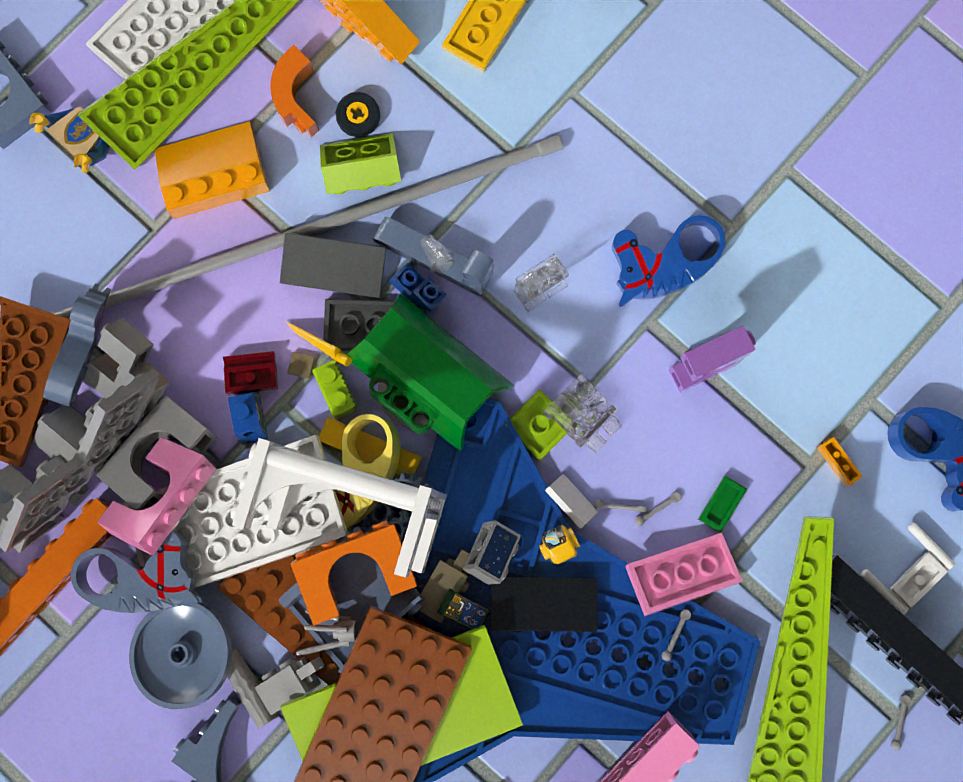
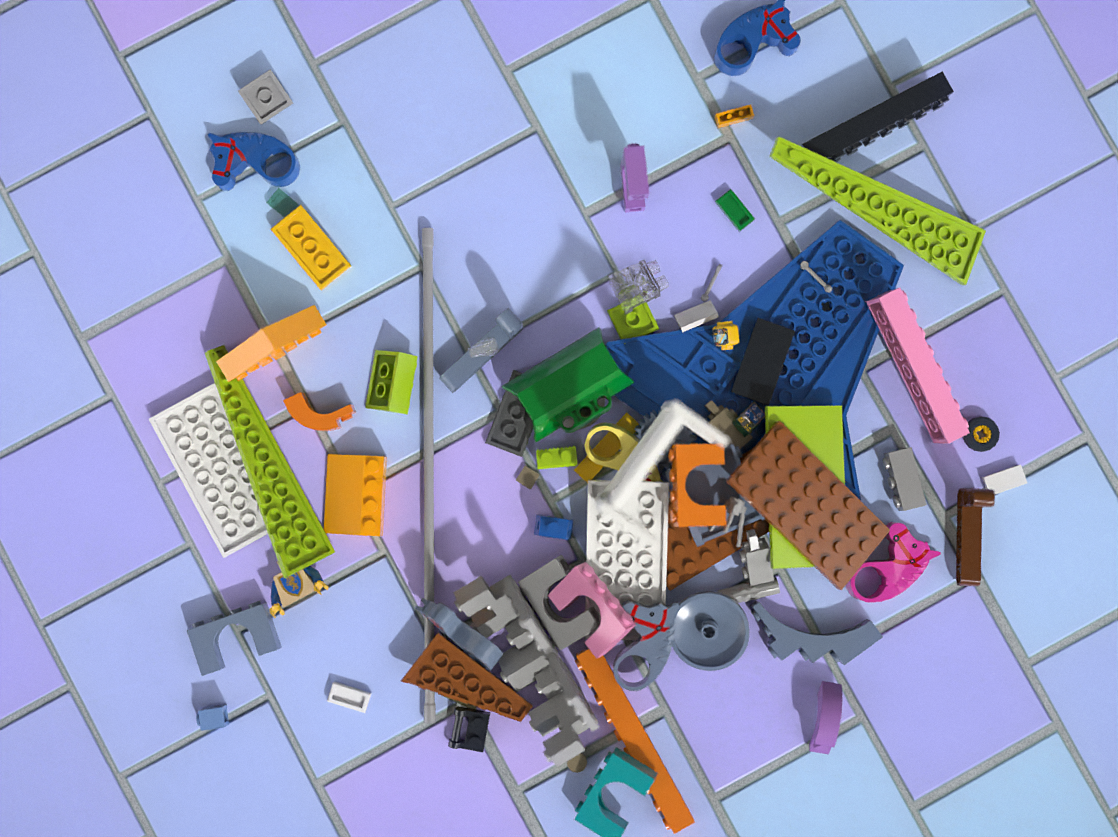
camera: 70 degrees left, 5 degrees up
(250, 373) = (521, 515): dark red plate -> none
(331, 350) = (533, 446): yellow bar -> none
(332, 265) = (462, 428): dark grey tile -> none
(352, 103) = (341, 371): black bush -> none
(417, 289) = (502, 372): blue slope -> none
(492, 553) = (715, 384): brick -> none
(544, 277) = (531, 280): clear hips -> none
(657, 275) = (553, 199): blue animal -> none
(675, 497) = (718, 241): light grey hinge -> none
(683, 574) = (775, 256): bright pink plate -> none
(905, 700) = (914, 135): light grey hinge -> none
(918, 577) = (835, 94): white plate -> none

